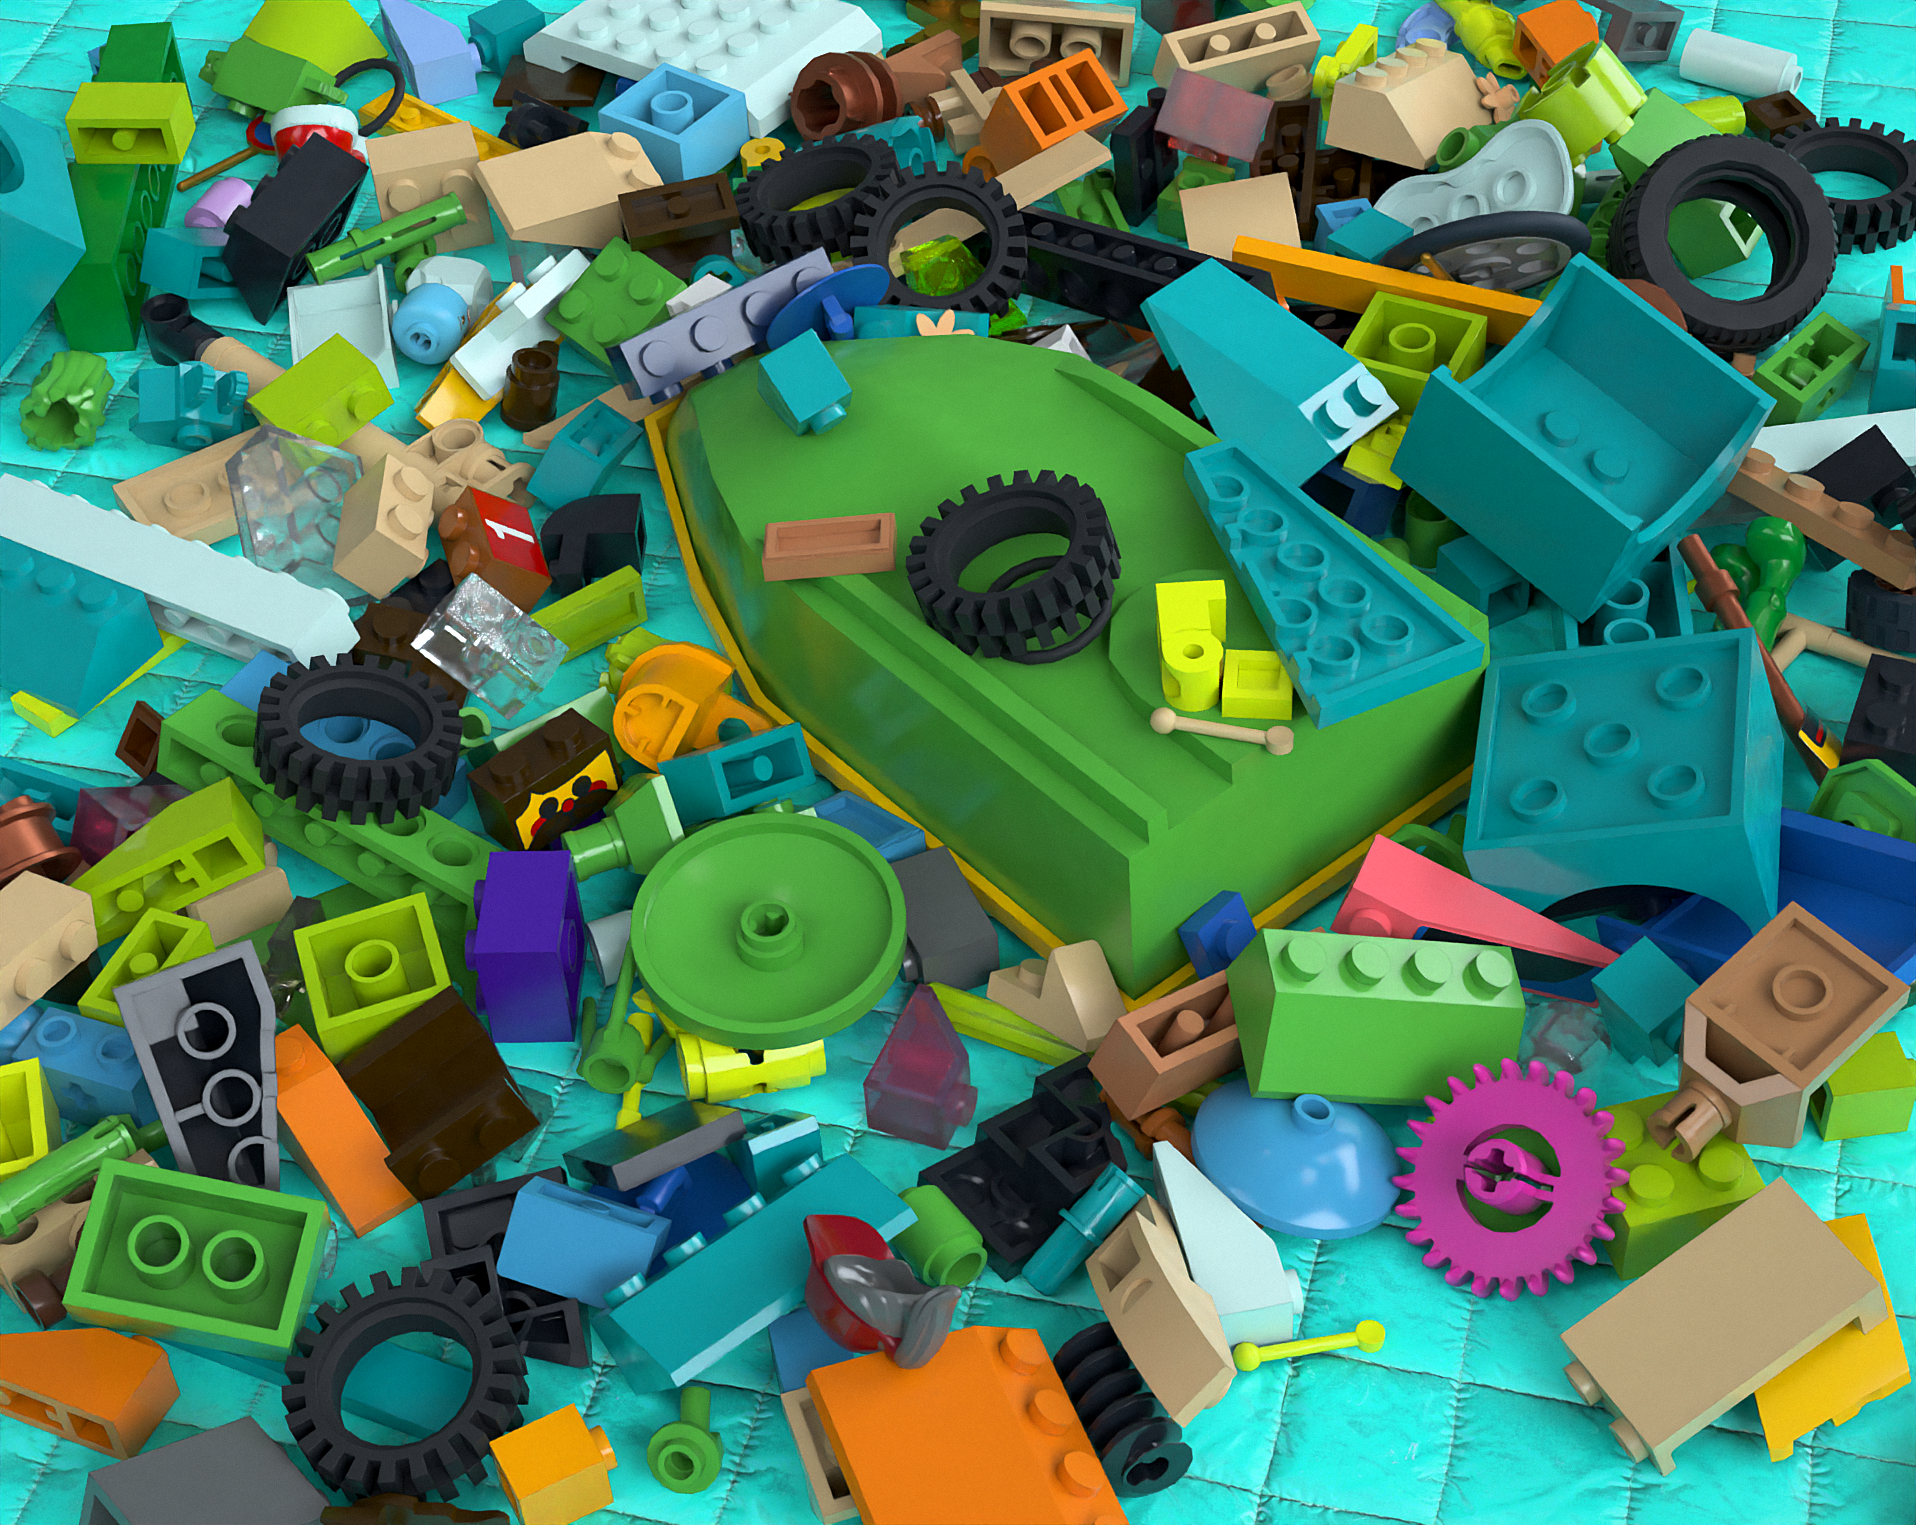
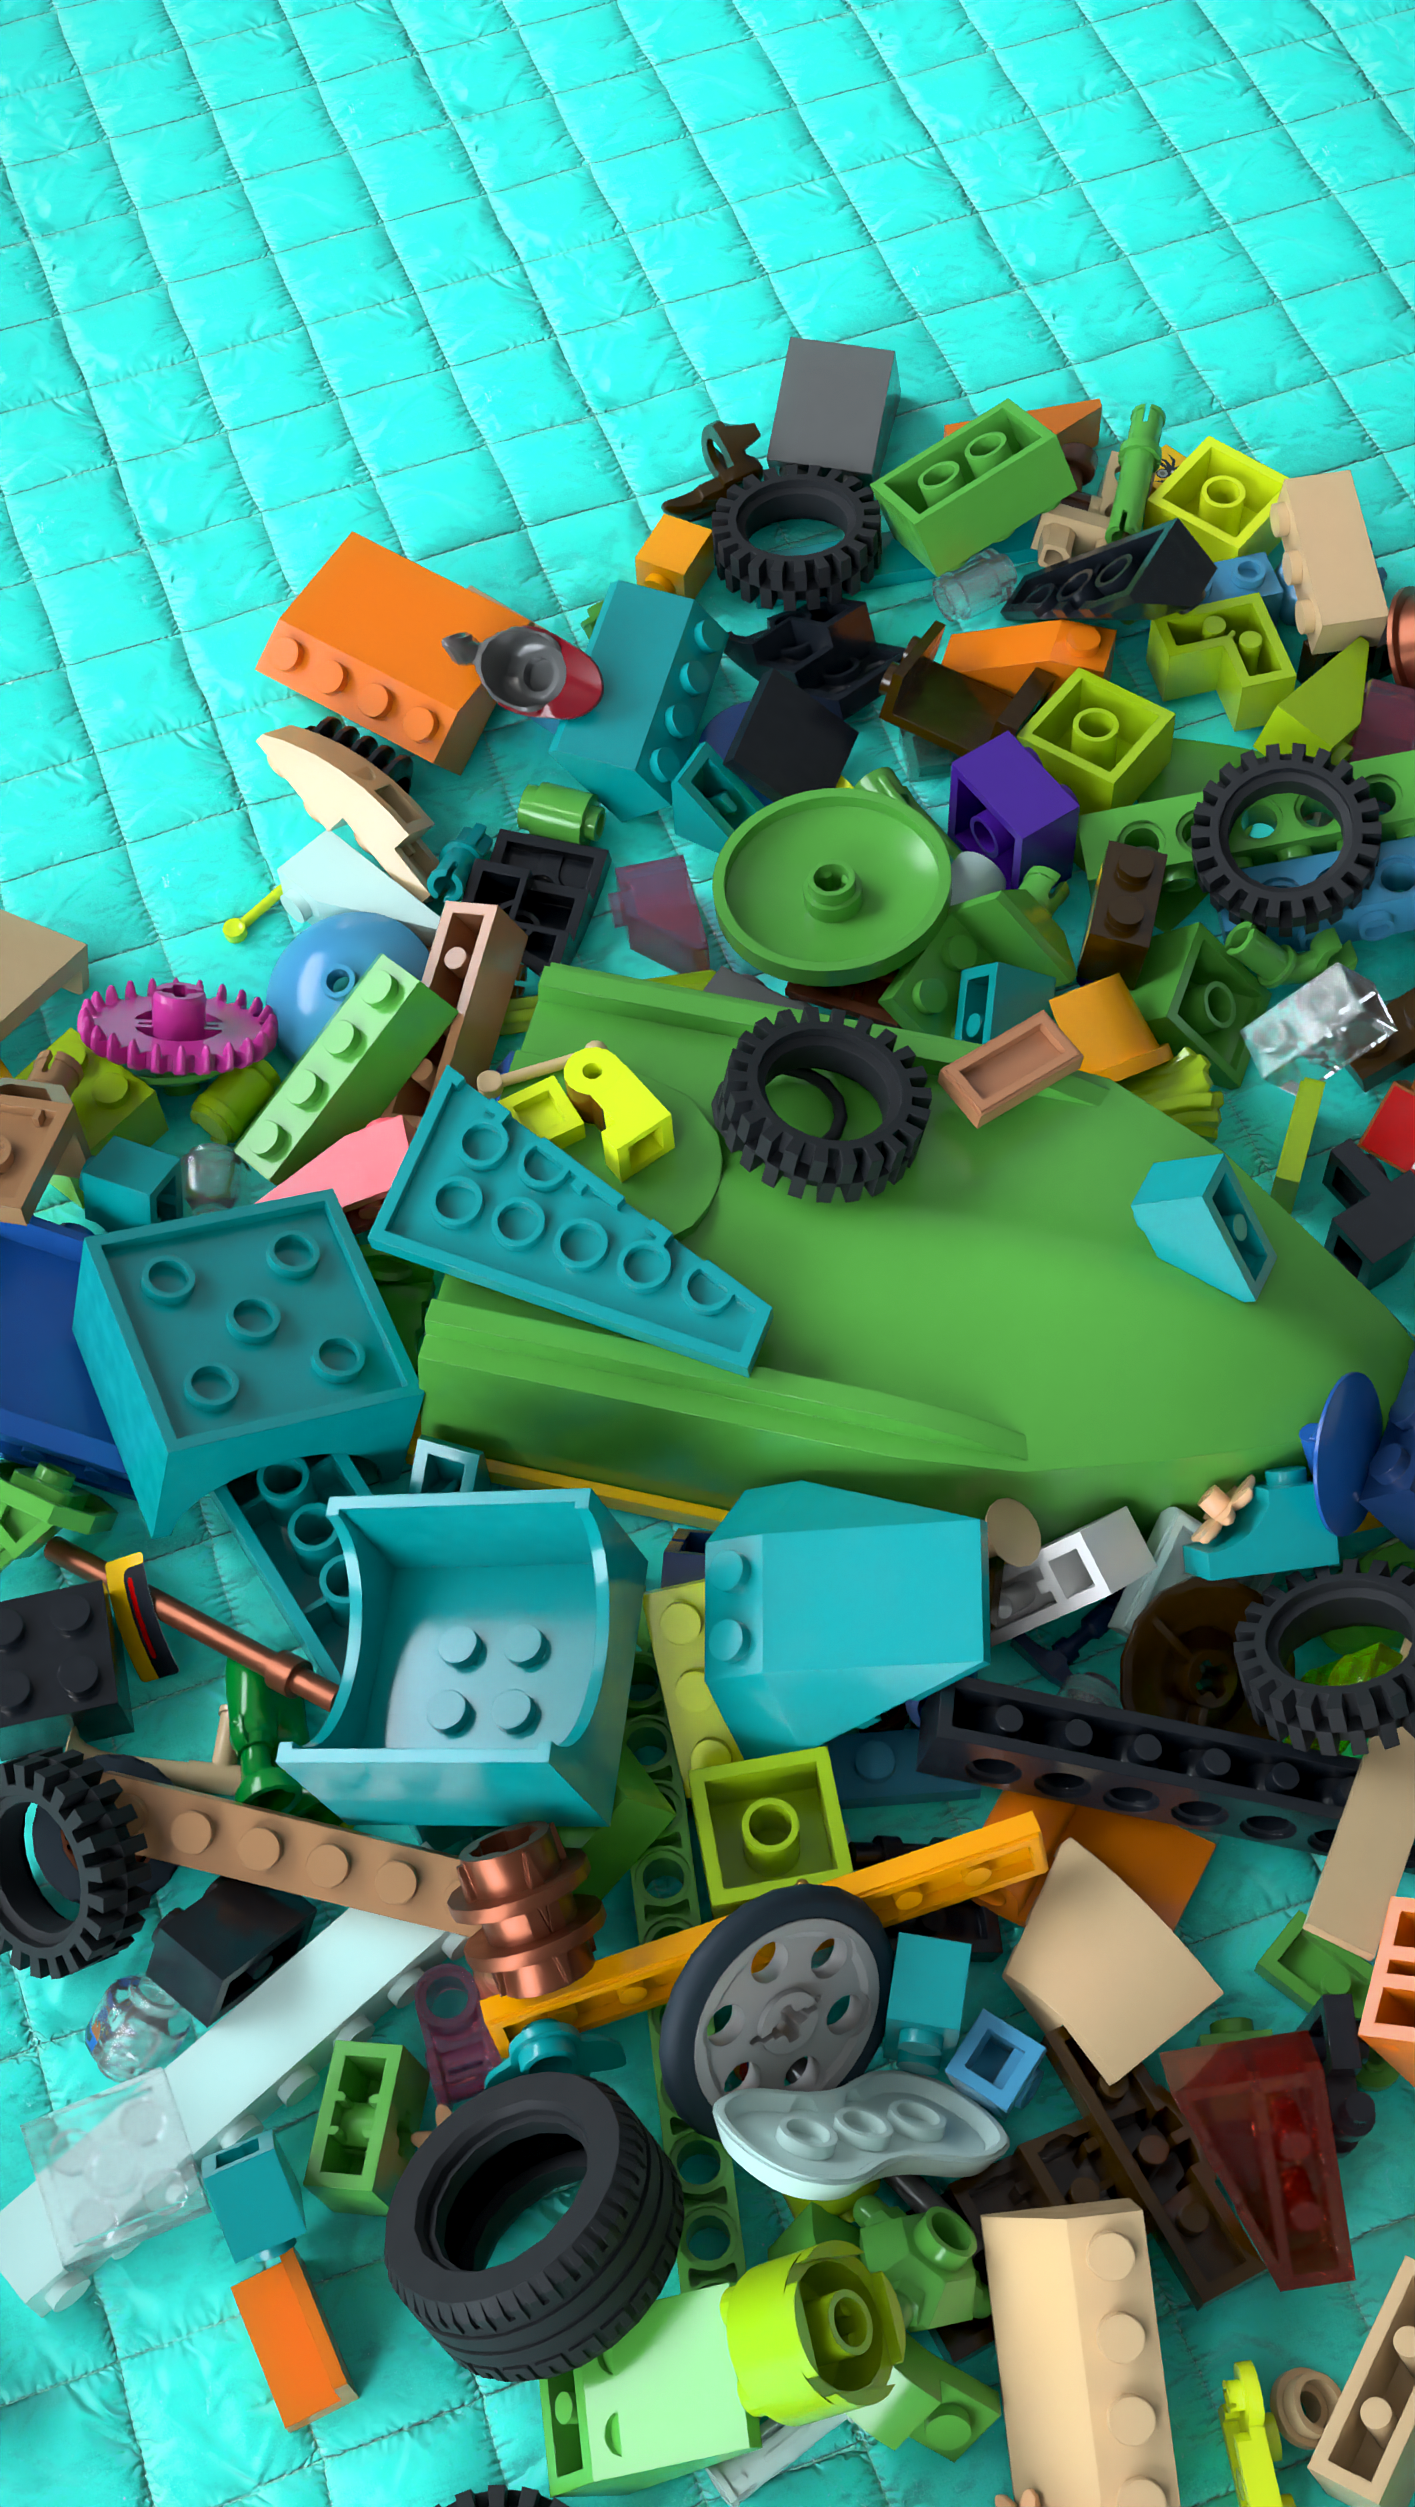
camera: 145 degrees right, 15 degrees up
(283, 968) = (1192, 754): clear smoke plate -> none
(577, 1241) = (803, 660): dark azure panel -> none

